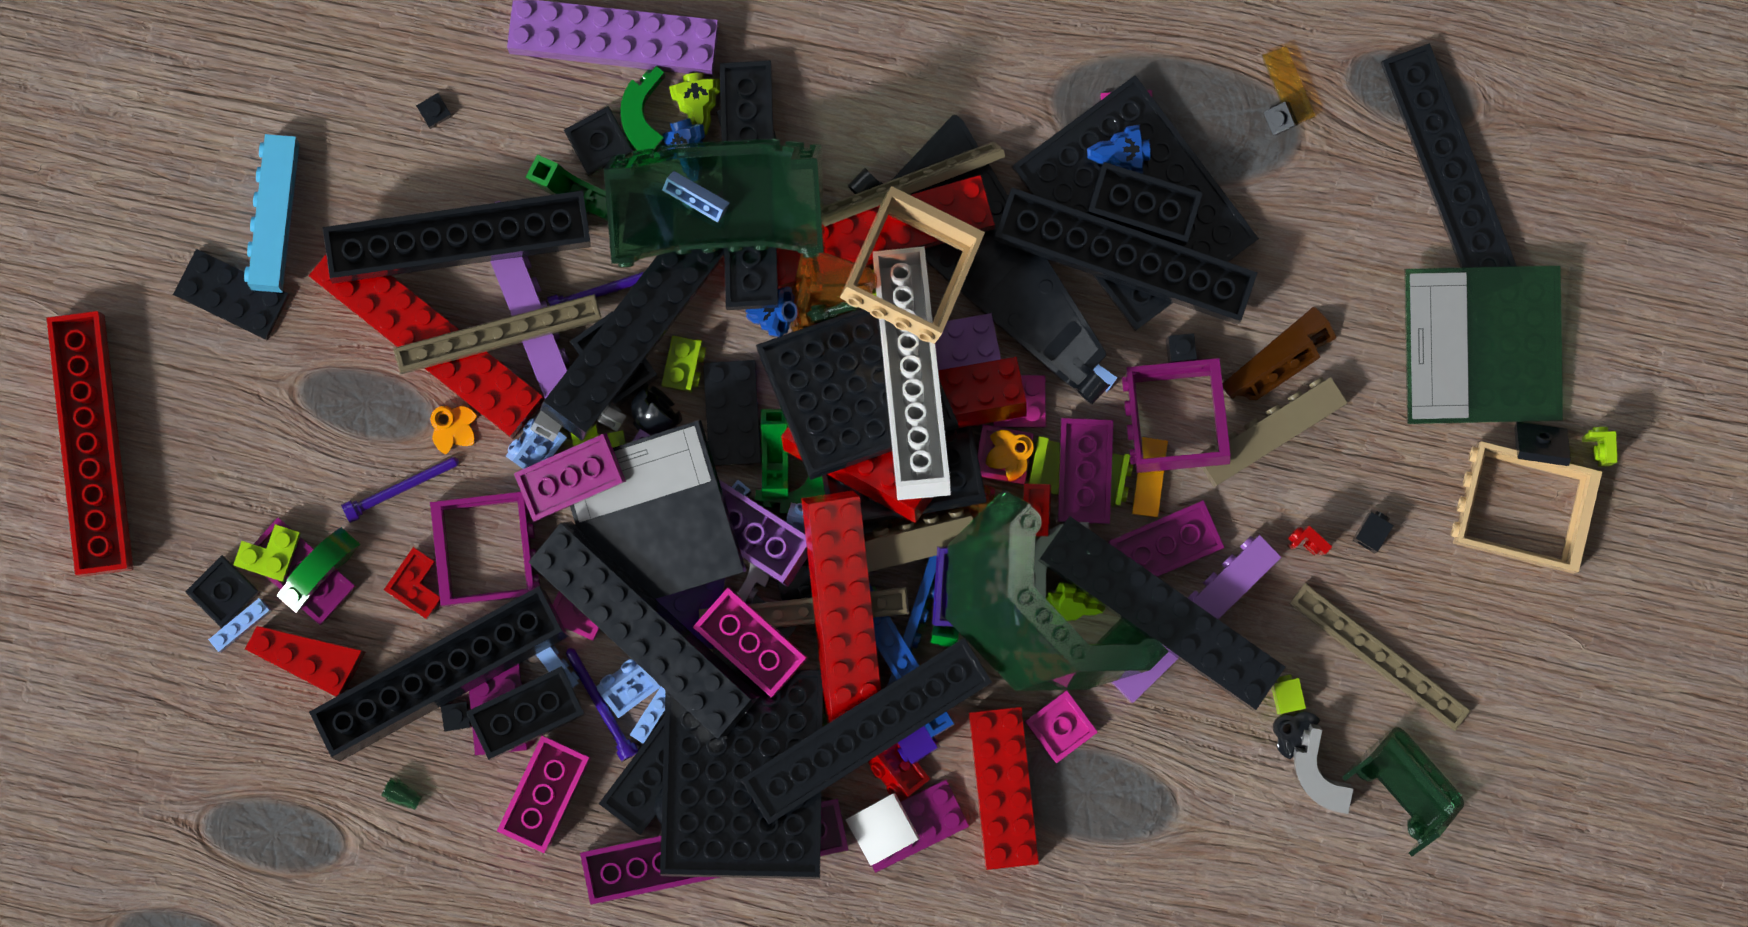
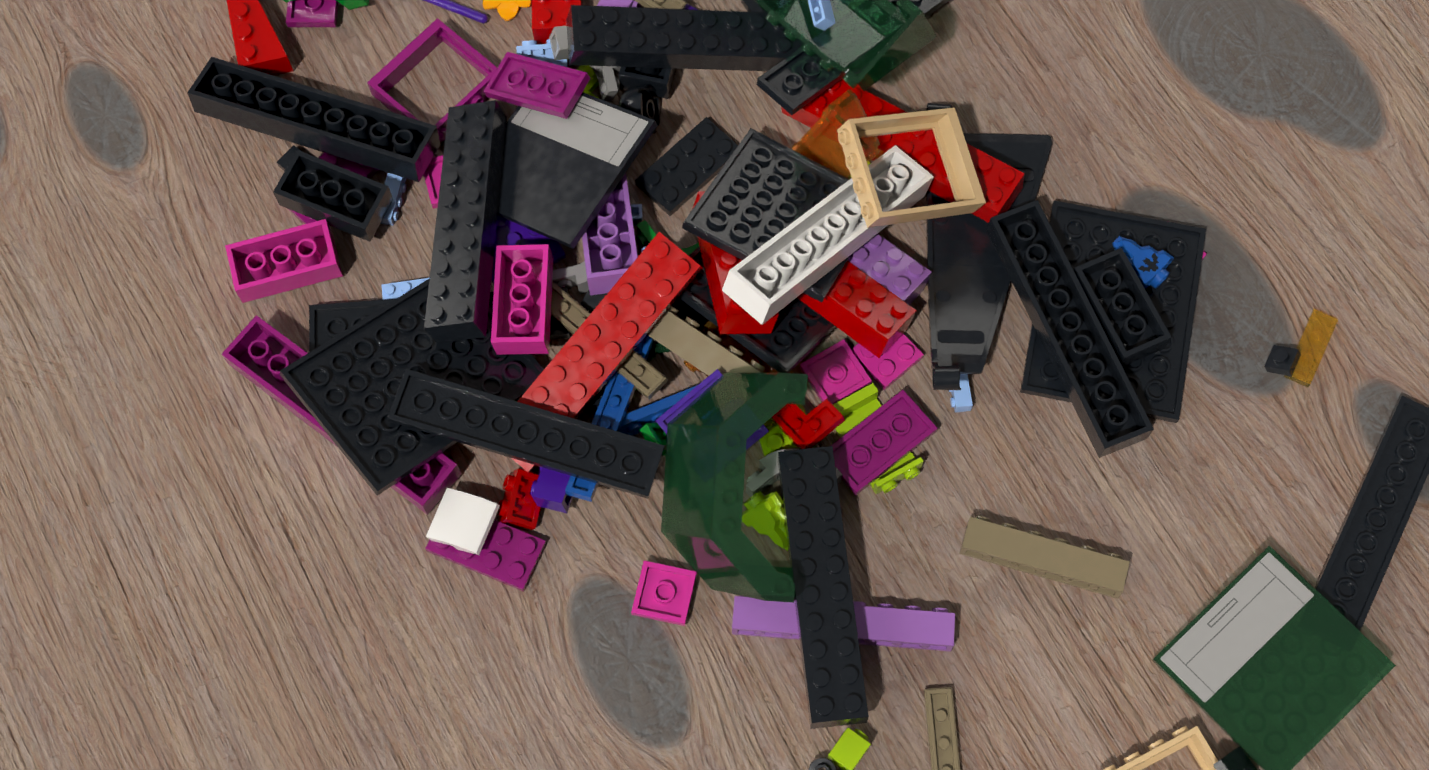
camera: 55 degrees right, 15 degrees down
(400, 794) = (204, 169): clear green cone -> none
(407, 585) = (366, 54): red plate -> none
(625, 747) = (370, 290): dark purple piece -> none
(626, 687) = (411, 255): light blue bracket -> none
(683, 363) = (693, 106): lime bracket -> none
(773, 456) = (671, 220): green arch -> none
(776, 320) = (785, 127): blue rock -> none
(820, 313) = (820, 157): clear green plate -> none
(913, 182) = (975, 140): dark tan tile -> none
(1003, 788) = (575, 588): red brick -> none
(1006, 454) = (837, 372): light orange plate -> none
(1149, 484) = (920, 496): light orange tile -> none
(1168, 371) = (1011, 437): magenta window -> none
(1171, 540) = (887, 553): magenta plate -> none
(1181, 348) = (1039, 433): black brick -> none
(1282, 357) = (1107, 517): reddish brown wedge -> none
(1313, 541) = (989, 650): red bracket -> none
(1373, 531) = (1042, 705): black brick -> none

